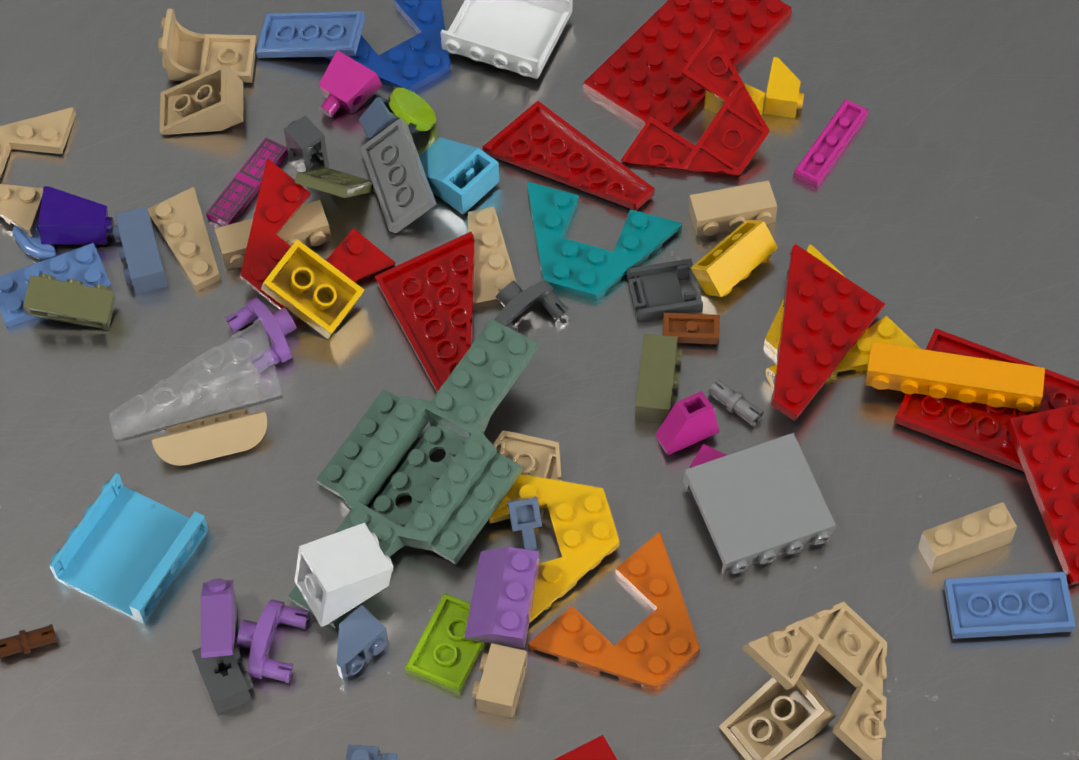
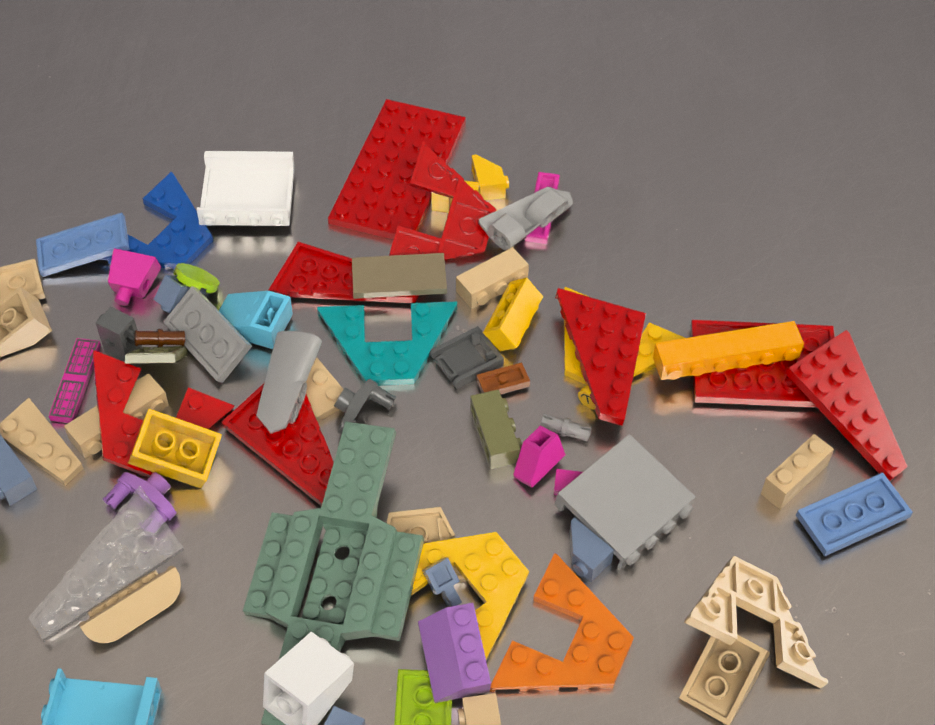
camera: 25 degrees left, 5 degrees down
(346, 164) = (159, 338): none -> reddish brown pin
(455, 252) = (286, 378): none -> light grey panel
(629, 174) = (399, 275): none -> dark tan tile
(693, 544) = (588, 551): none -> sand blue slope
(793, 149) = (522, 217): none -> light grey panel

